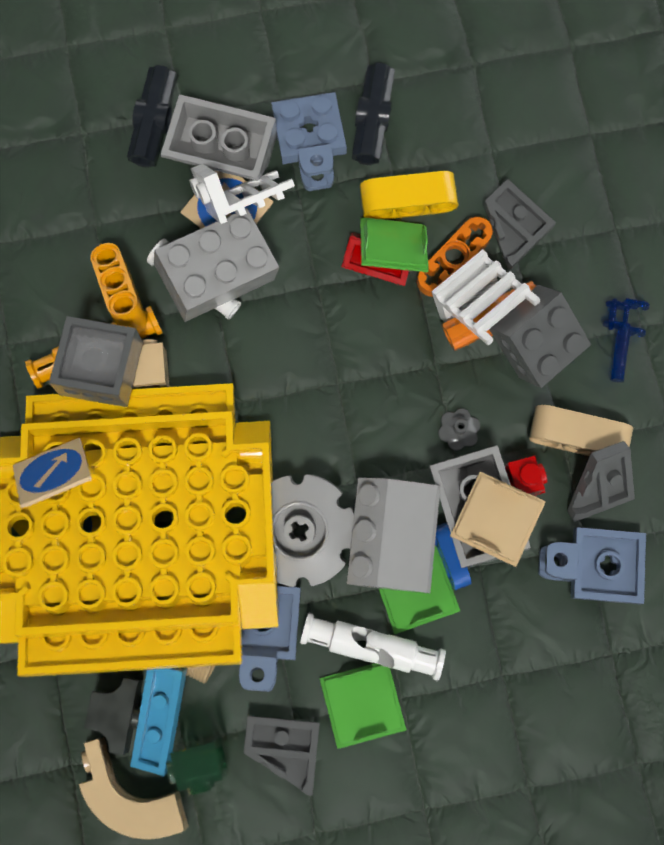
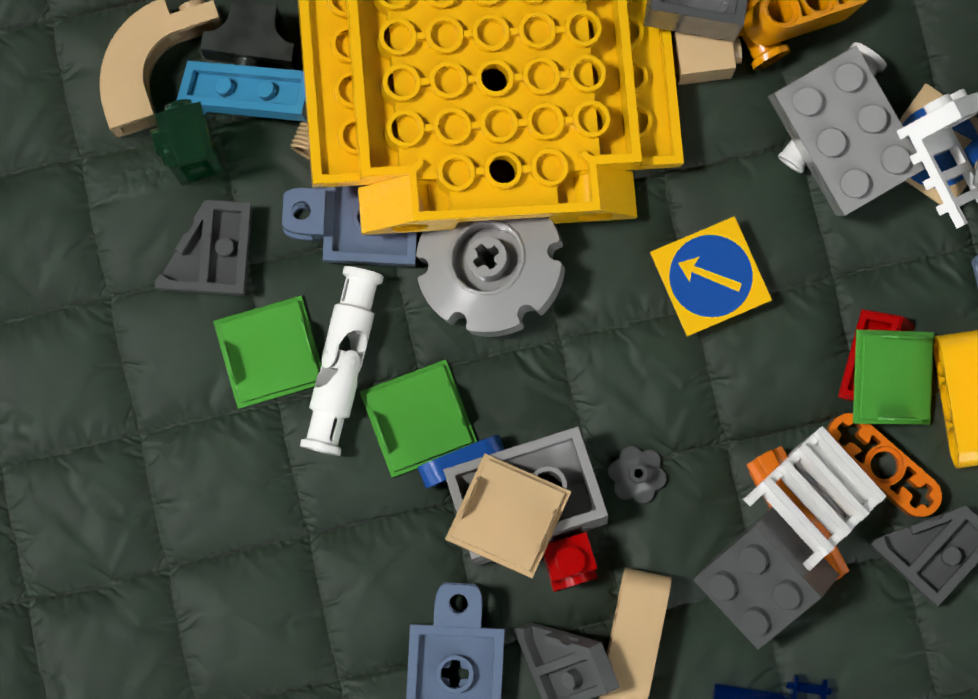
camera: 90 degrees right, 5 degrees up
(316, 369) = (710, 276): none -> piece
(393, 535) = (484, 380): light grey slope -> none

